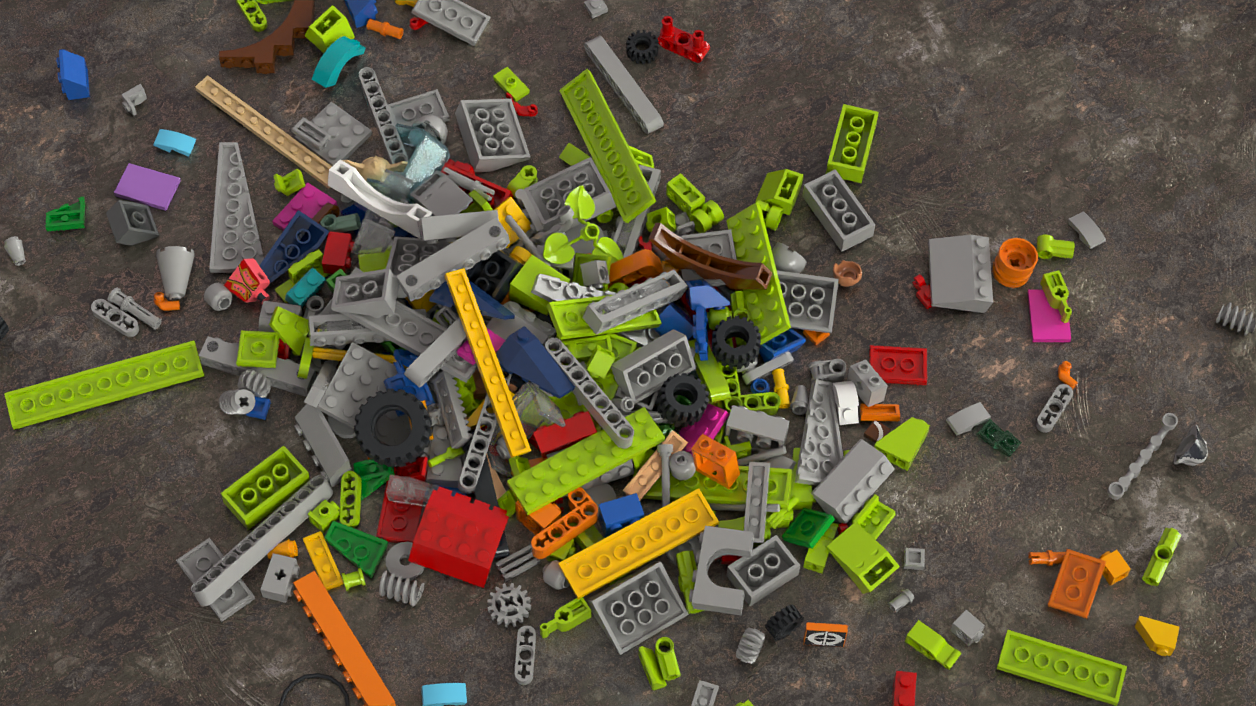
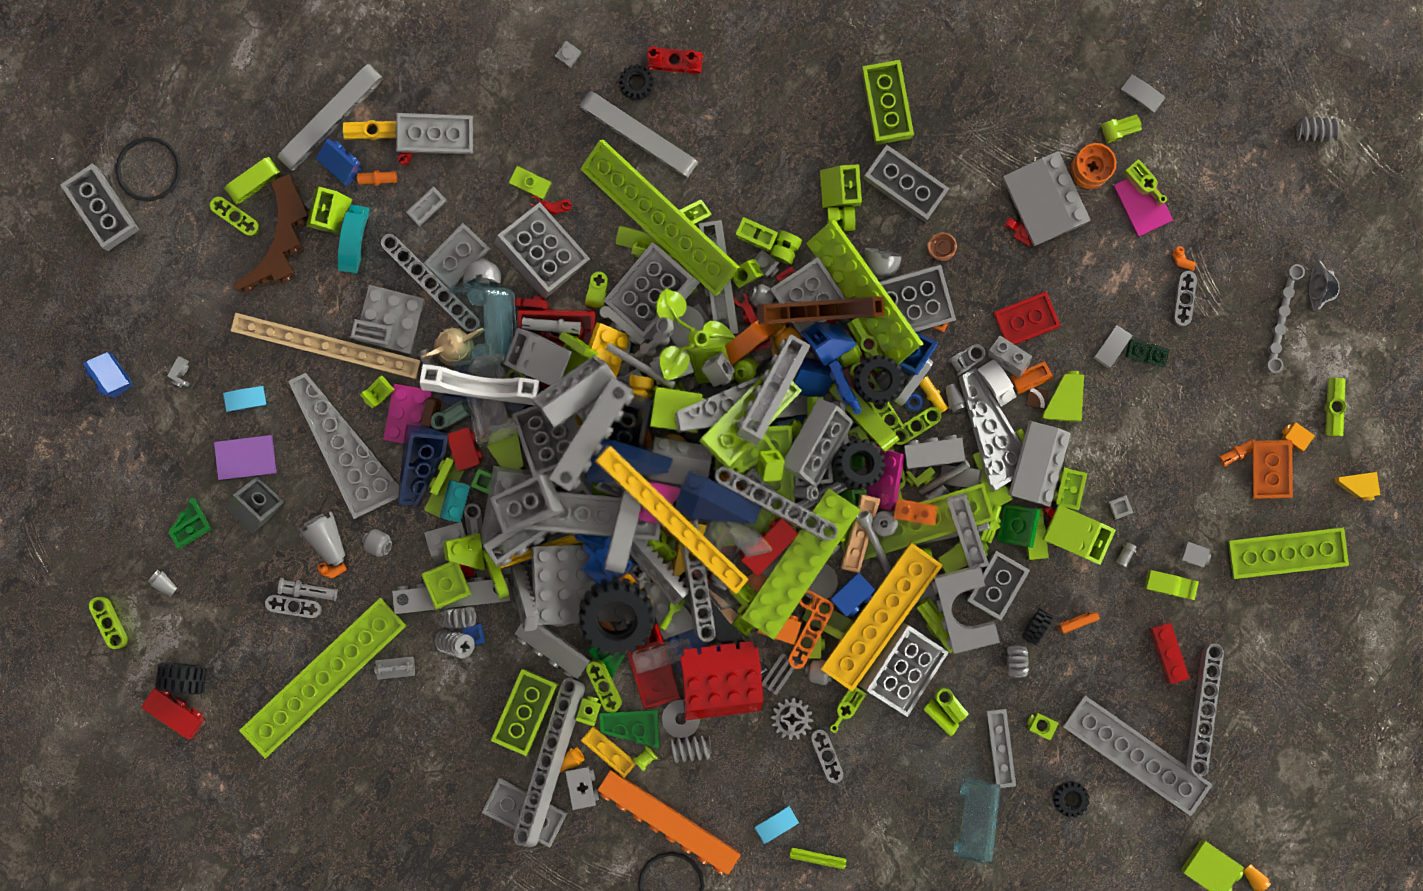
camera: 20 degrees left, 25 degrees up
(171, 405) = (395, 668): none -> light grey hinge
(248, 282) = (399, 518): torso -> none
(413, 65) = (426, 206): none -> light grey plate

